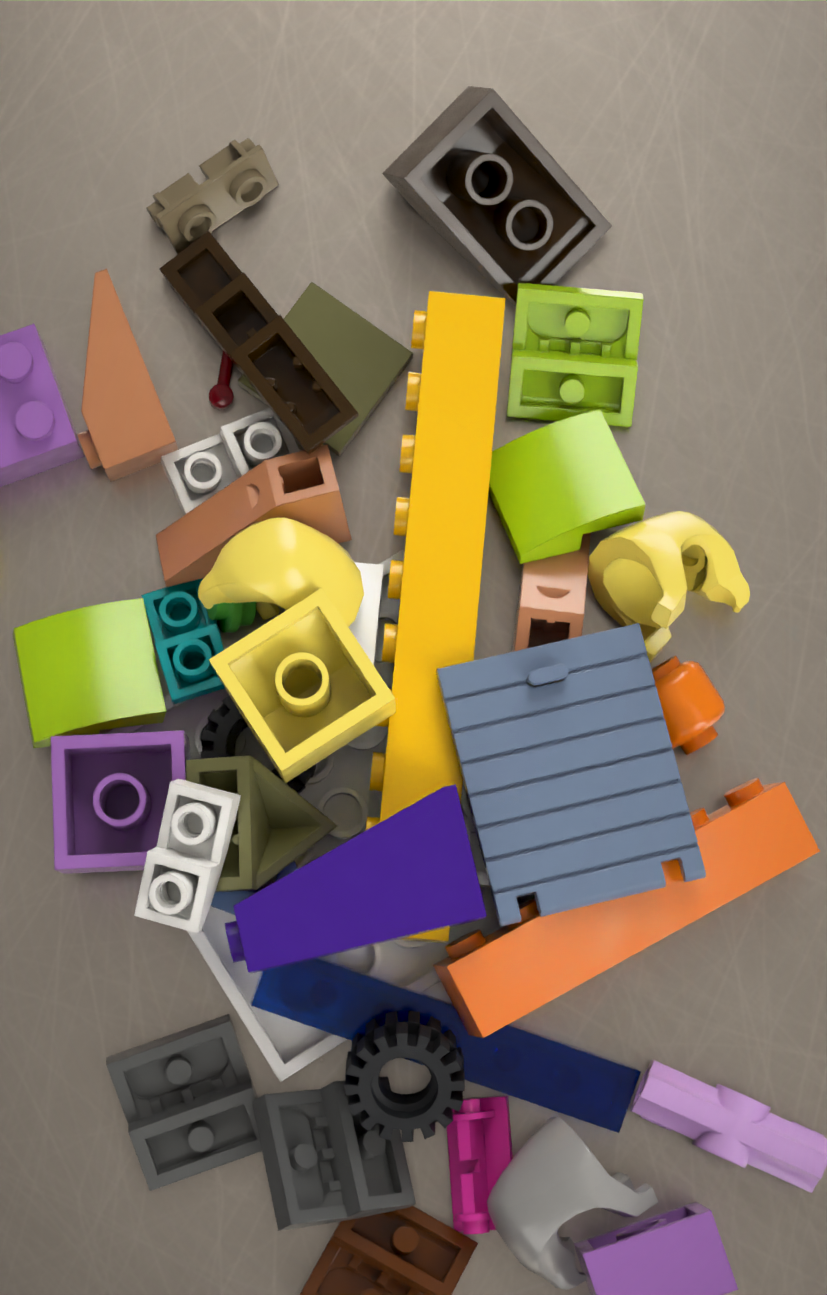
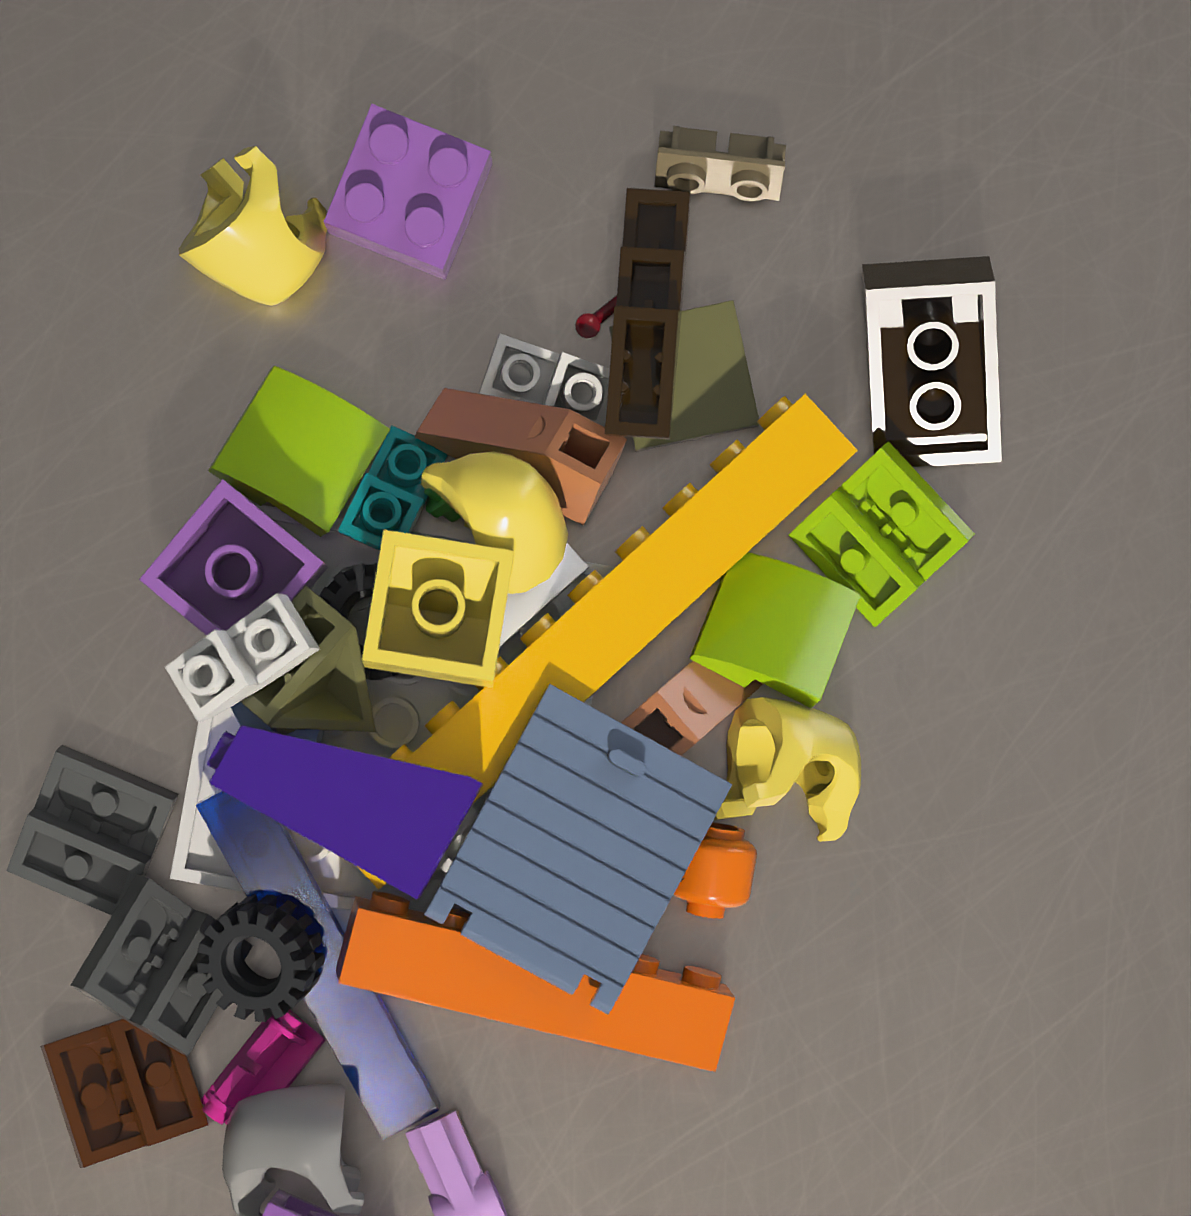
camera: 45 degrees right, 5 degrees up
(118, 398) = (509, 260): nougat slope -> none

